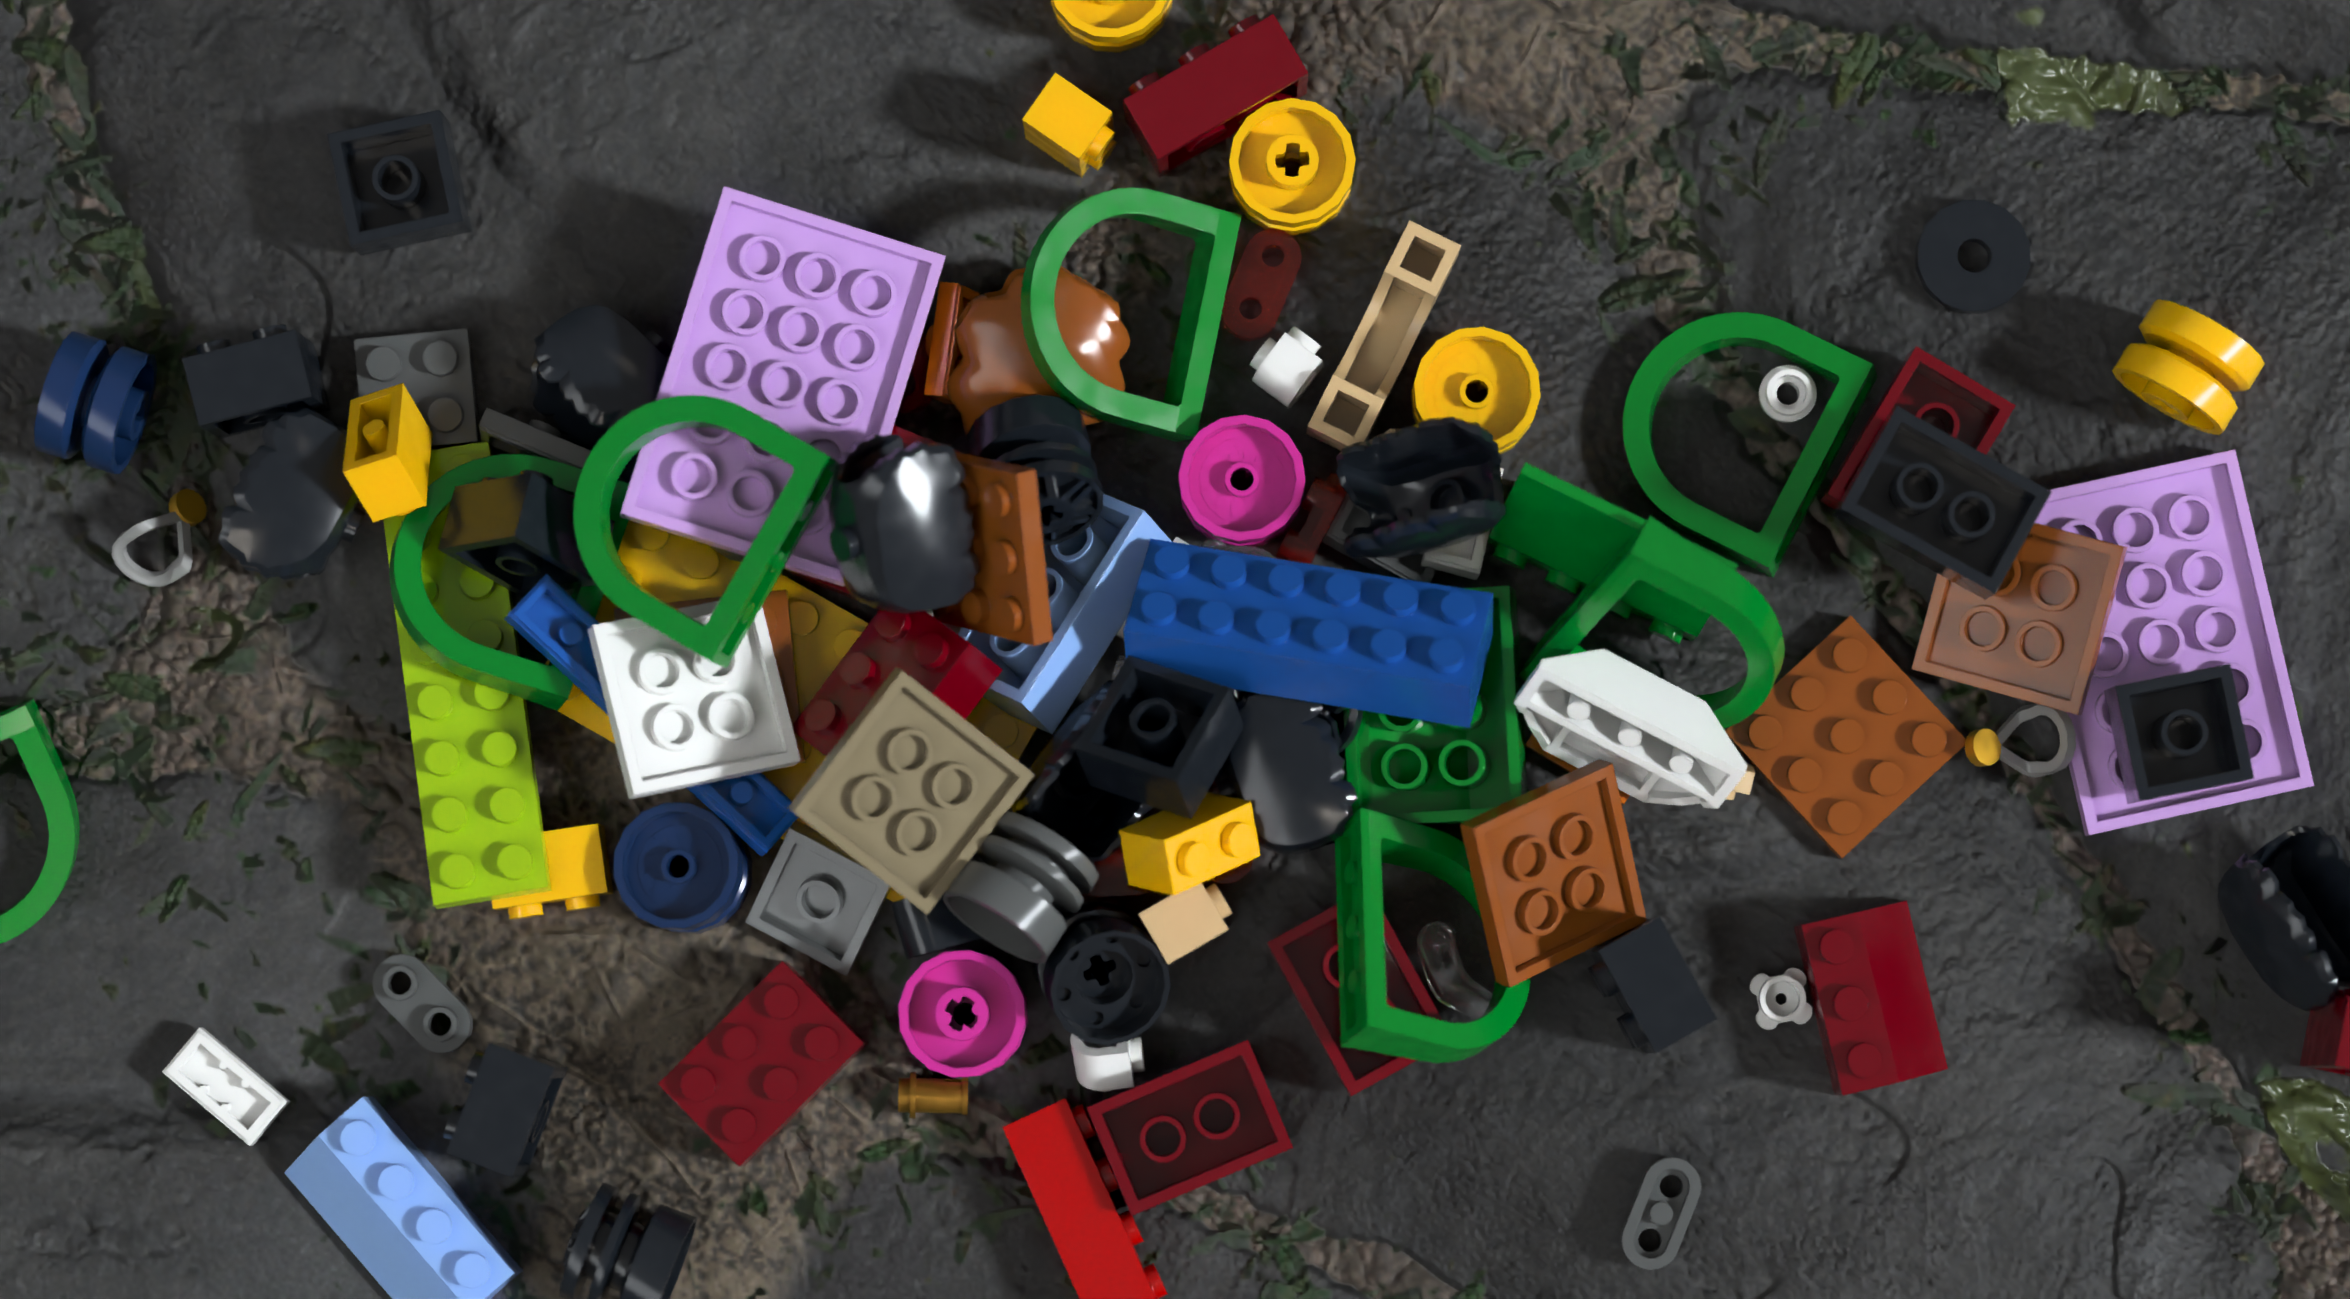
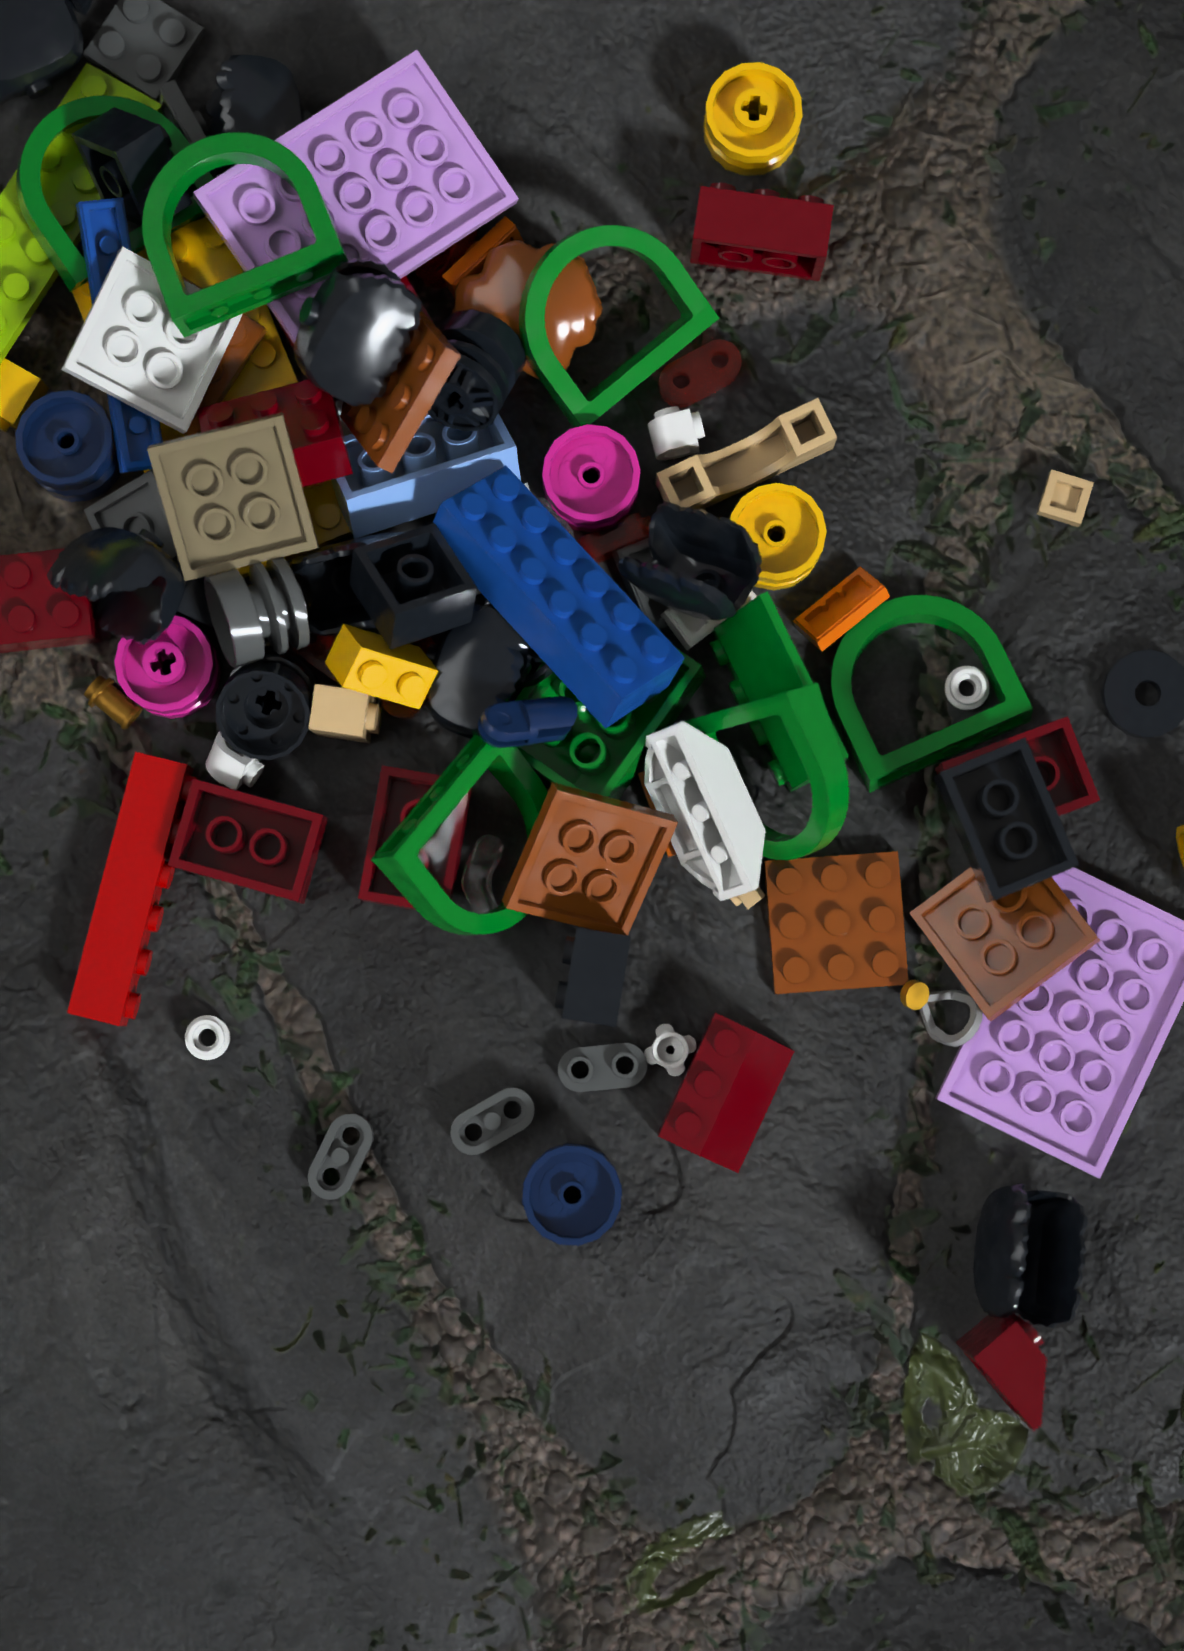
camera: 35 degrees right, 0 degrees up
(388, 453) = (89, 55): yellow brick -> none
(859, 962) = (128, 575): none -> black animal
(1070, 126) = (658, 183): yellow brick -> none
(1298, 133) = (779, 288): yellow wheel -> none
(1384, 782) = (527, 721): none -> dark blue arm
(1598, 413) = (841, 608): none -> orange plate
(1727, 1070) = (602, 1067): none -> dark grey plate
(1734, 122) = (1065, 498): none -> tan plate
(1836, 1216) = (599, 1199): none -> dark blue wheel
(2178, 733) = (1041, 1079): black brick -> none

